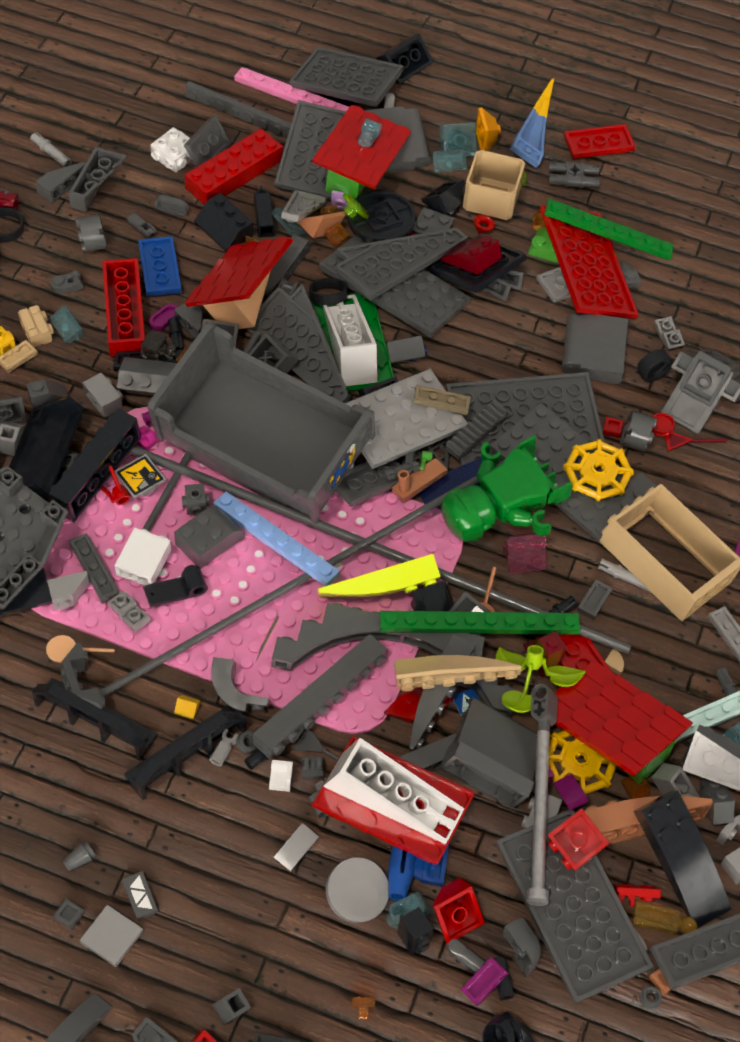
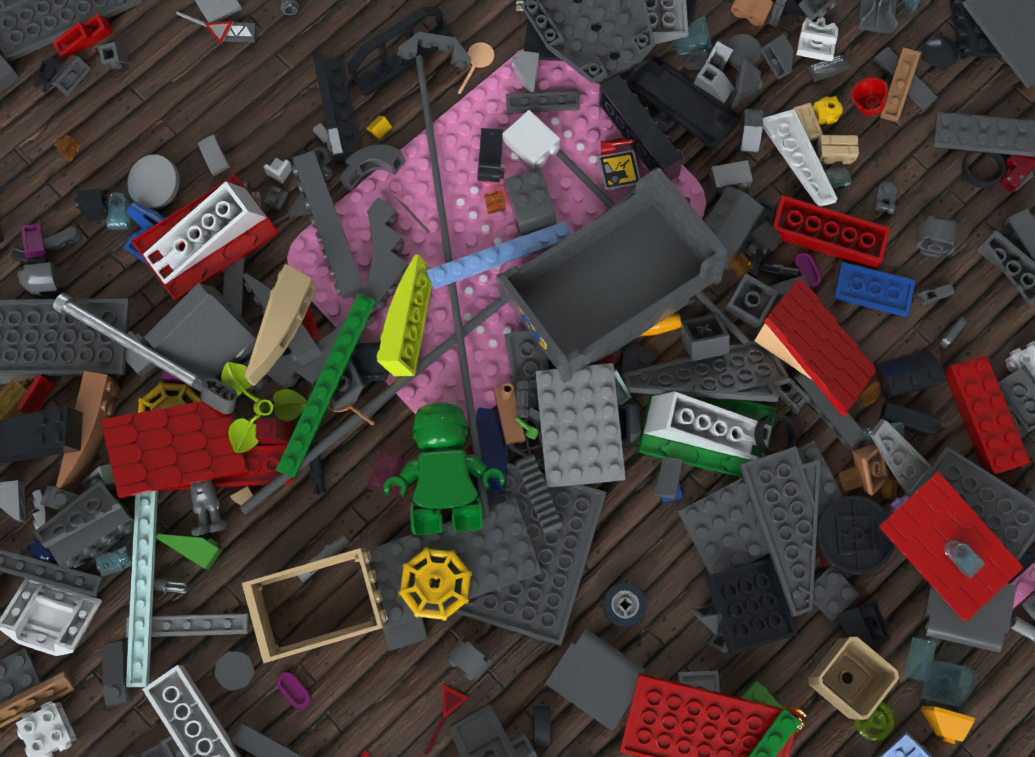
camera: 115 degrees right, 20 degrees up
(53, 351) = (795, 147): none -> white wing
(128, 611) = (486, 113): light grey slope -> none
(147, 912) = (218, 29): none -> light grey piece
(195, 499) = (571, 204): dark grey brick -> none
(224, 566) = (494, 202): none -> clear orange tile
(354, 207) = (869, 500): clear neon green piece -> none
(441, 399) = (580, 469): dark tan tile -> none
(457, 910) = (99, 248): red slope -> none
(475, 254) = (759, 601): dark red slope -> none
(486, 220) = (821, 650): red piece -> none
(526, 349) = (635, 600): none -> black wheel
(570, 792) = (137, 381): magenta tile -> none
(577, 840) = (85, 354): red plate -> none
(594, 599) = (314, 515): dark grey tile -> none
(612, 427) = (493, 643): red tile -> none
(654, 665) = (205, 498): none -> dark grey piece
(664, 425) = (474, 695): red piece -> none
(684, 678) = (194, 548): none -> bright green slope

